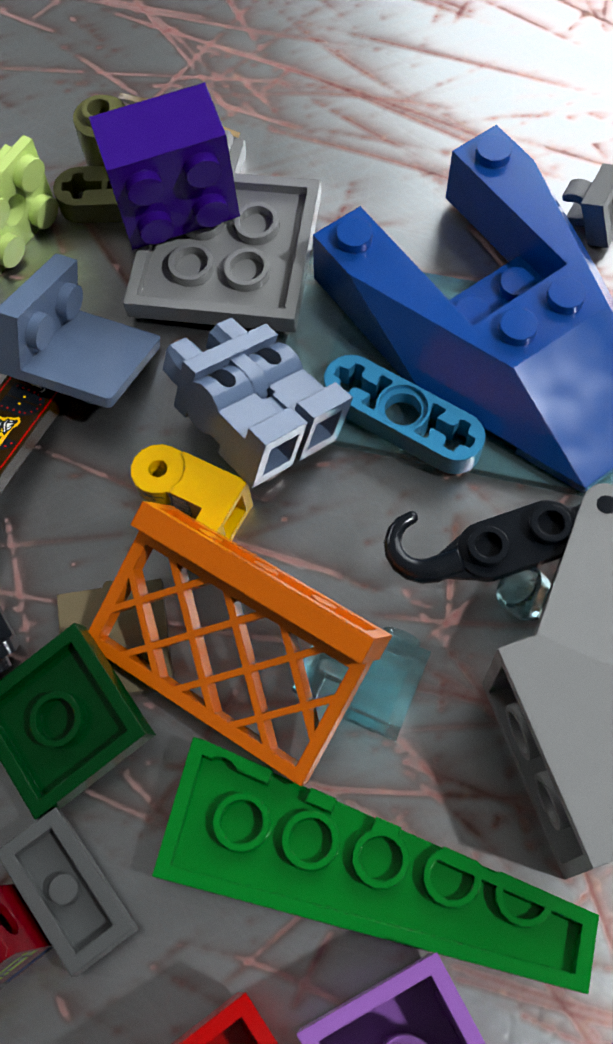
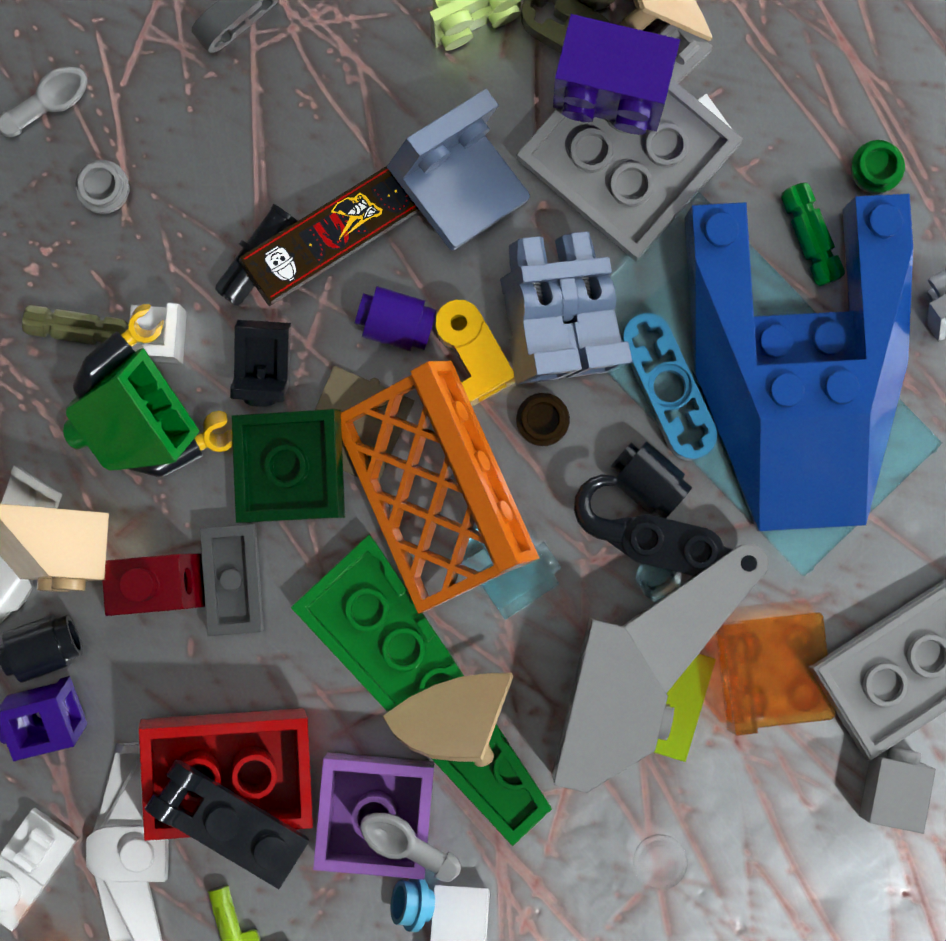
camera: 25 degrees right, 20 degrees up
(91, 510) = (395, 319): none -> dark purple brick
(302, 517) = (542, 419): none -> dark brown plate
(419, 877) = (452, 718): none -> tan shield
(436, 226) = (812, 234): none -> green axle
(441, 143) = (877, 166): none -> green plate
(446, 501) = (650, 479): none -> black brick

